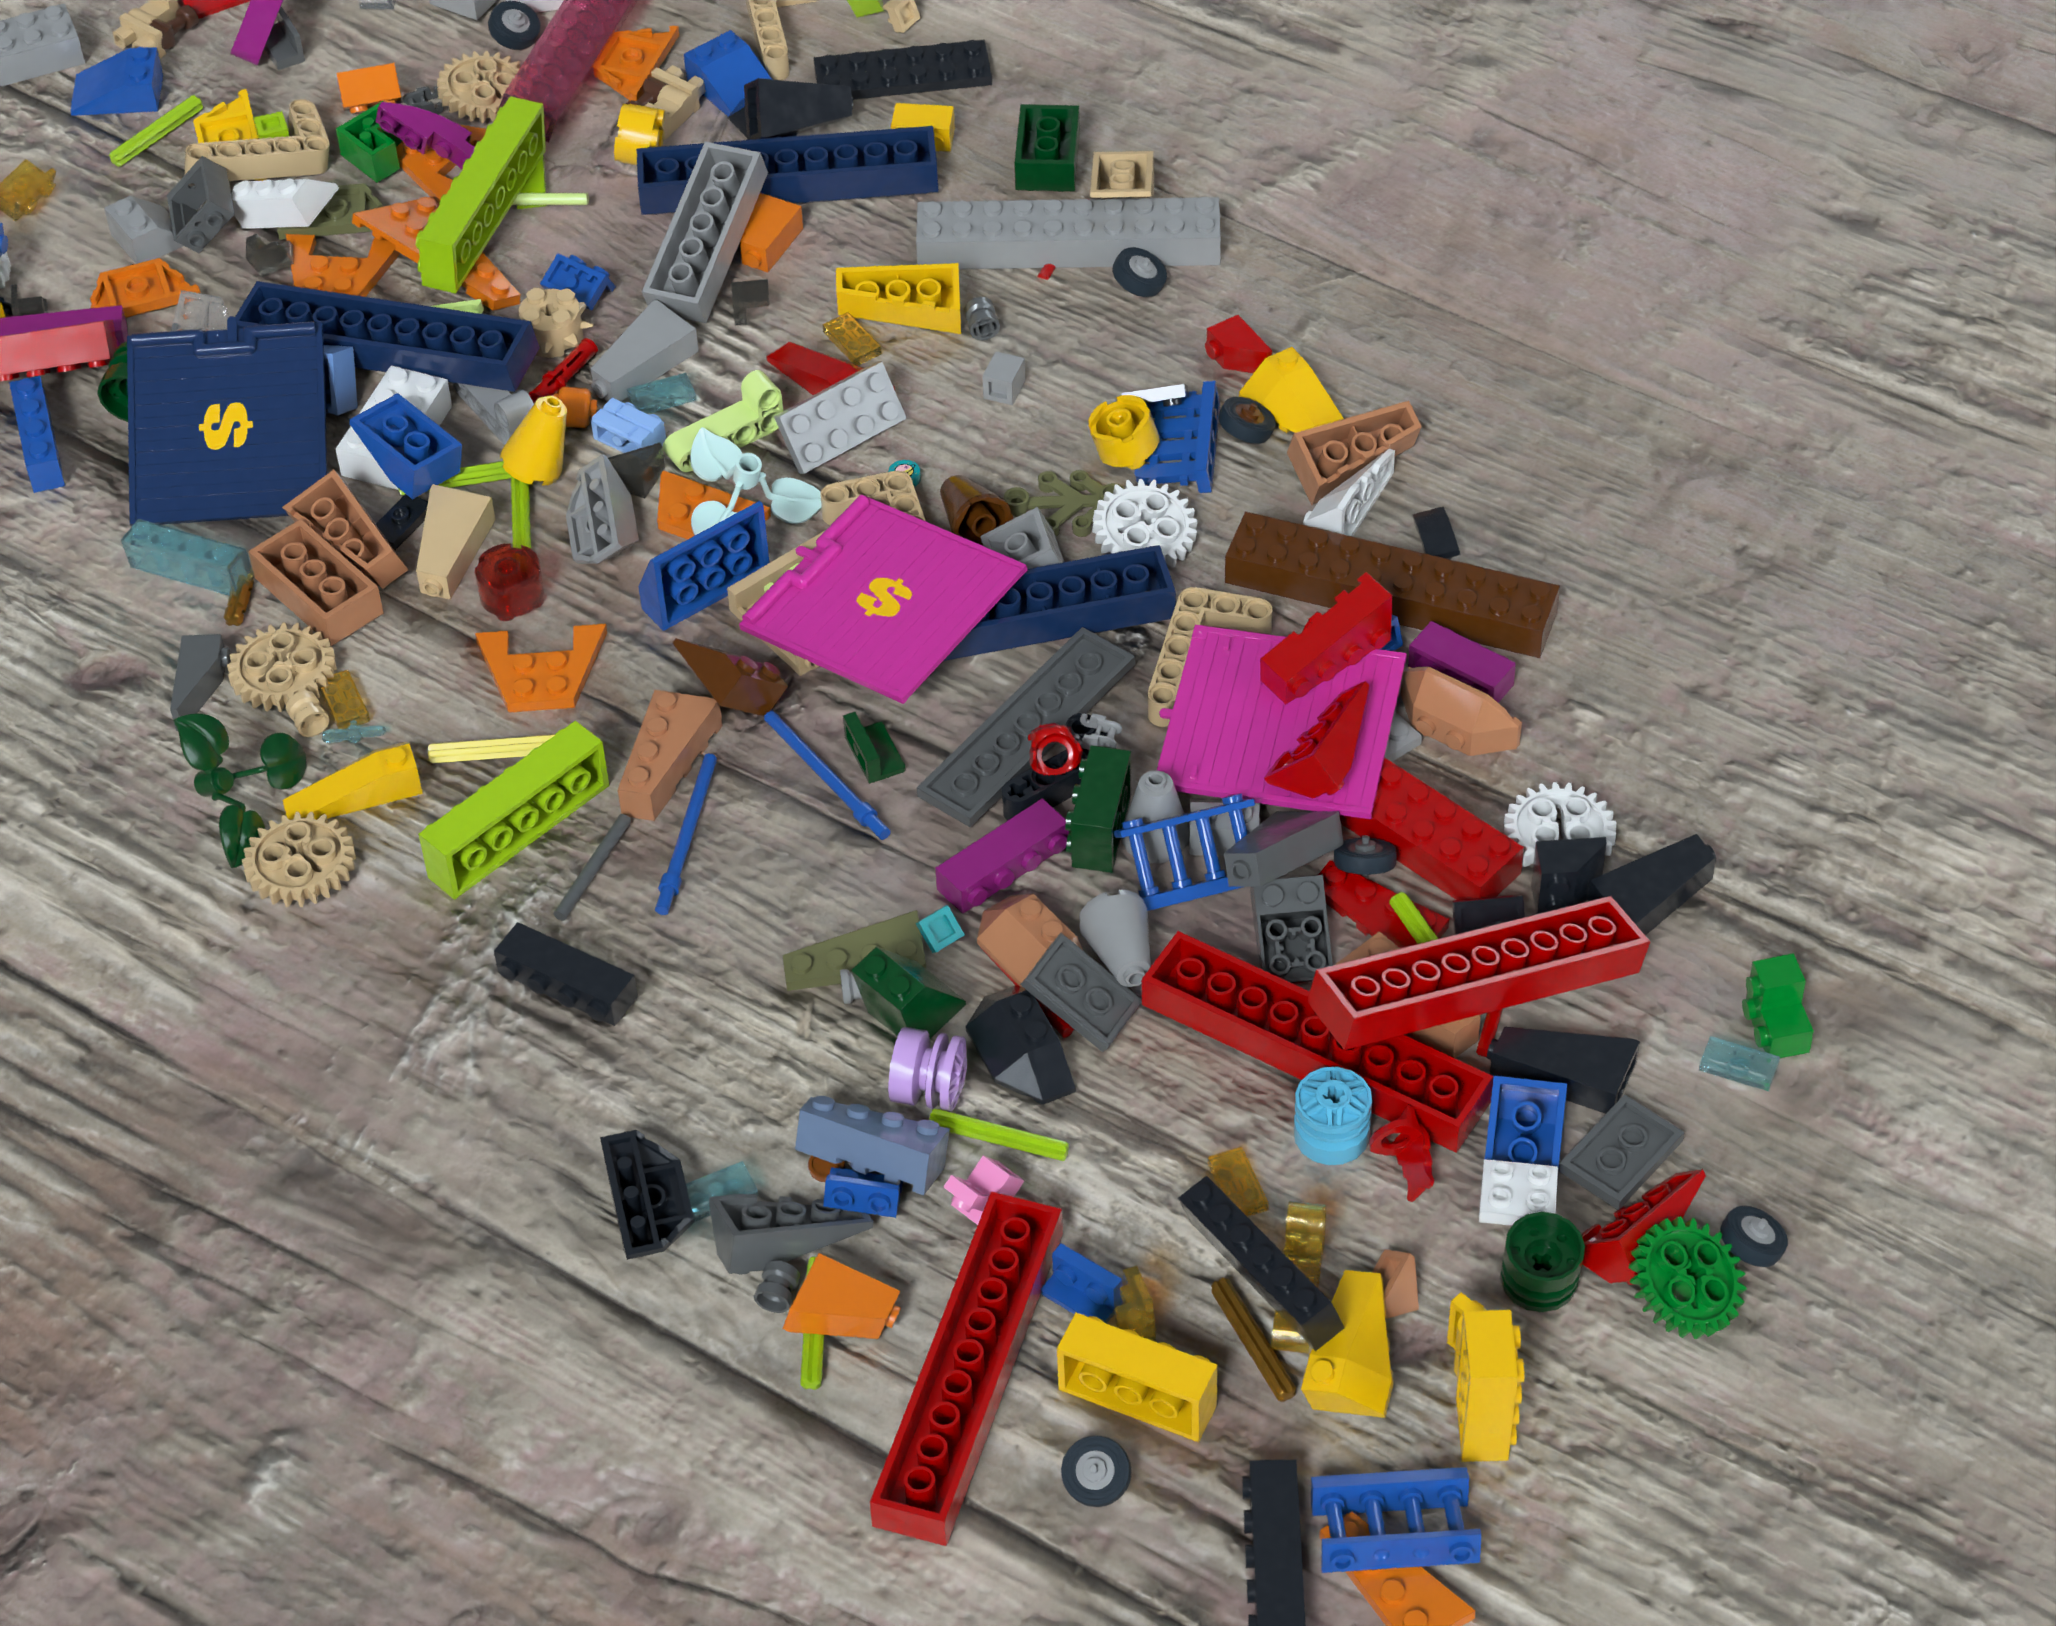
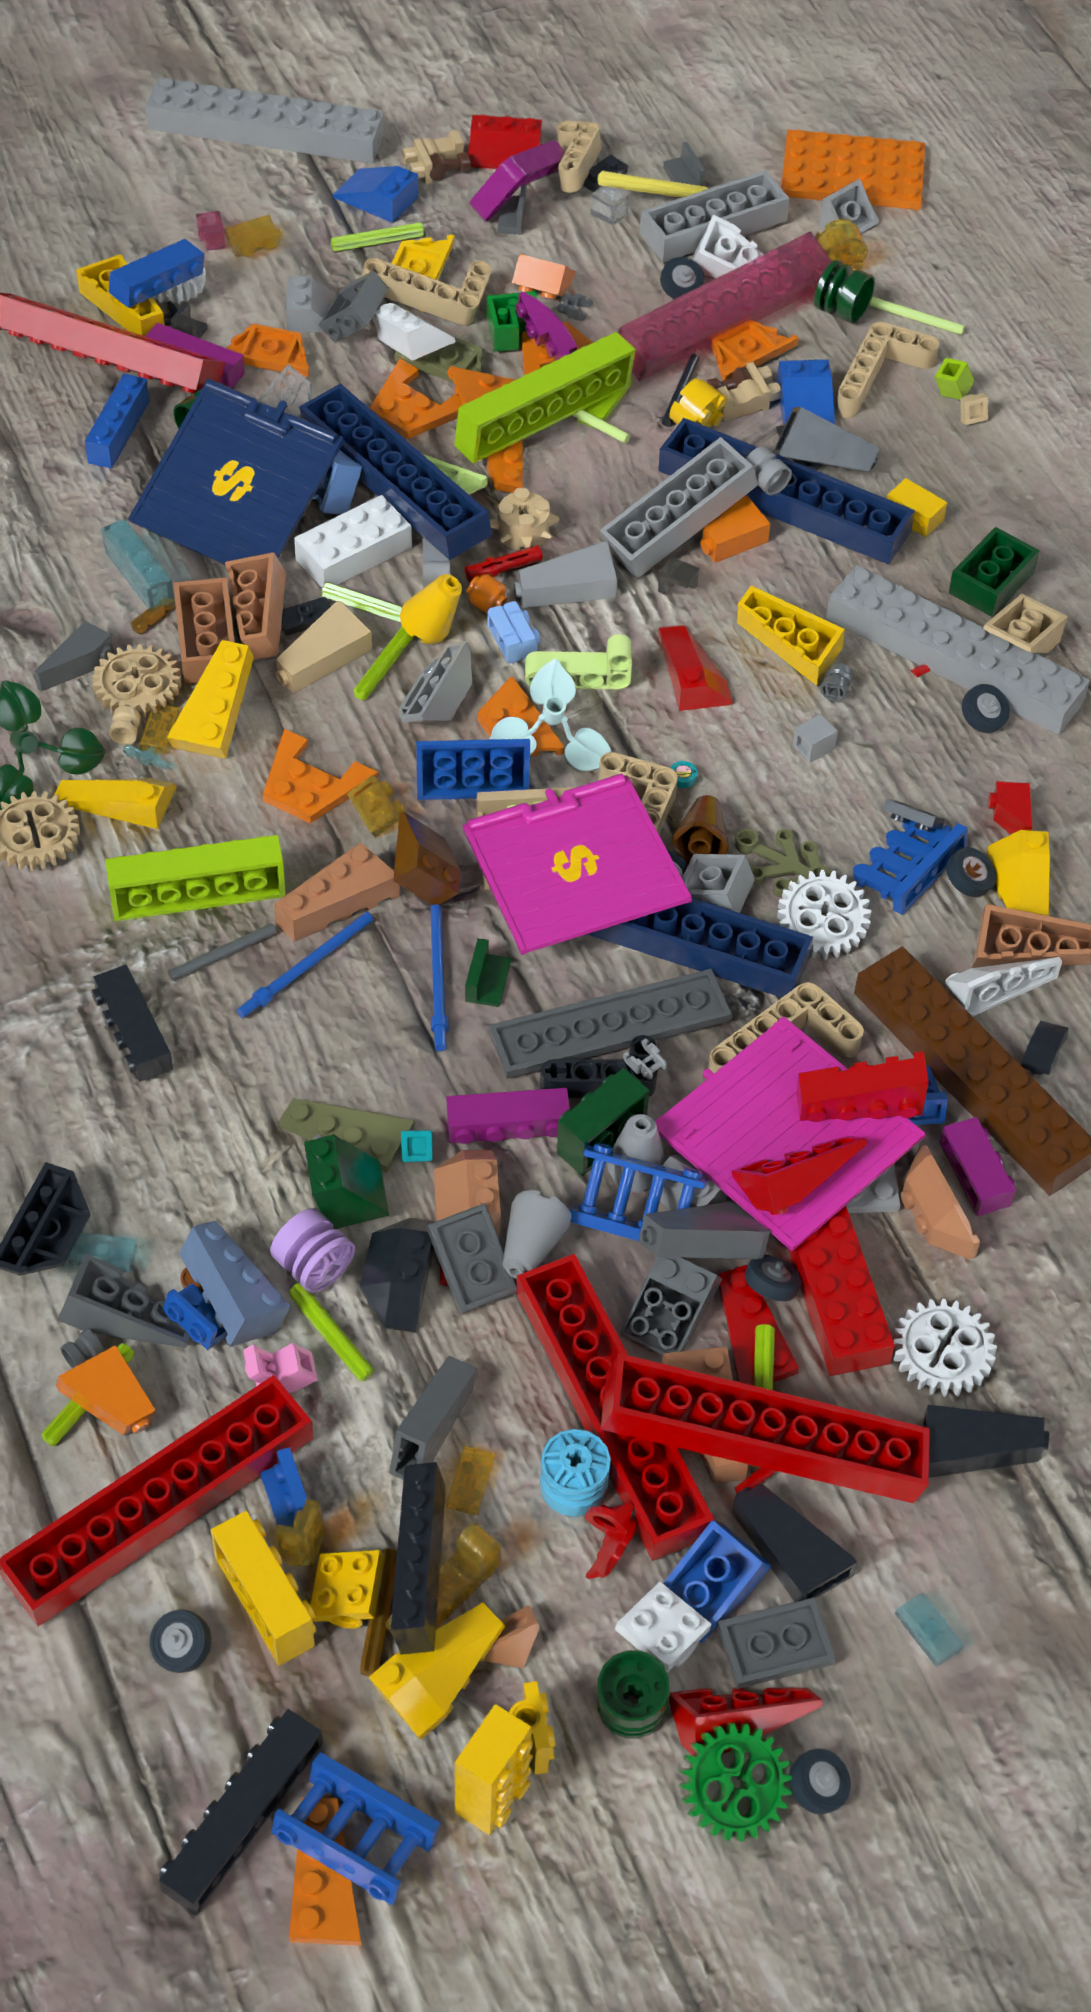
camera: 30 degrees right, 5 degrees up
(269, 257) = (370, 368): clear smoke panel -> none
(271, 125) = (449, 273): lime panel -> none
(394, 647) = (214, 705): none -> yellow wedge
(408, 445) = (339, 561): blue slope -> none
(476, 84) = (604, 308): tan gear -> none
(484, 749) = (234, 826): light yellow axle -> none
(509, 581) = (334, 702): clear red brick -> none
(575, 275) = (567, 497): blue bracket -> none
(598, 130) = (684, 380): none -> black bar
(632, 655) = (376, 805): none -> clear yellow bracket
(640, 468) = (494, 666): clear smoke slope -> none
(662, 393) = (560, 617): clear light blue plate -> none
(776, 153) = (770, 472): none -> light grey wheel
(840, 417) = (665, 704): light grey plate -> none
(852, 339) = (731, 647): clear yellow tile -> none
(907, 69) = (942, 455): black plate -> none
(1053, 733) = (606, 1040): red hair -> none
(1124, 432) = (864, 830): yellow brick -> none
(1163, 1149) = (432, 1416): none -> dark grey slope
(1213, 1328) = (347, 1587): none -> yellow plate
(1486, 912) = (830, 1383): black plate -> none
(1564, 871) = (911, 1386): black slope -> none
(1776, 1006) = (994, 1597): green brick -> none

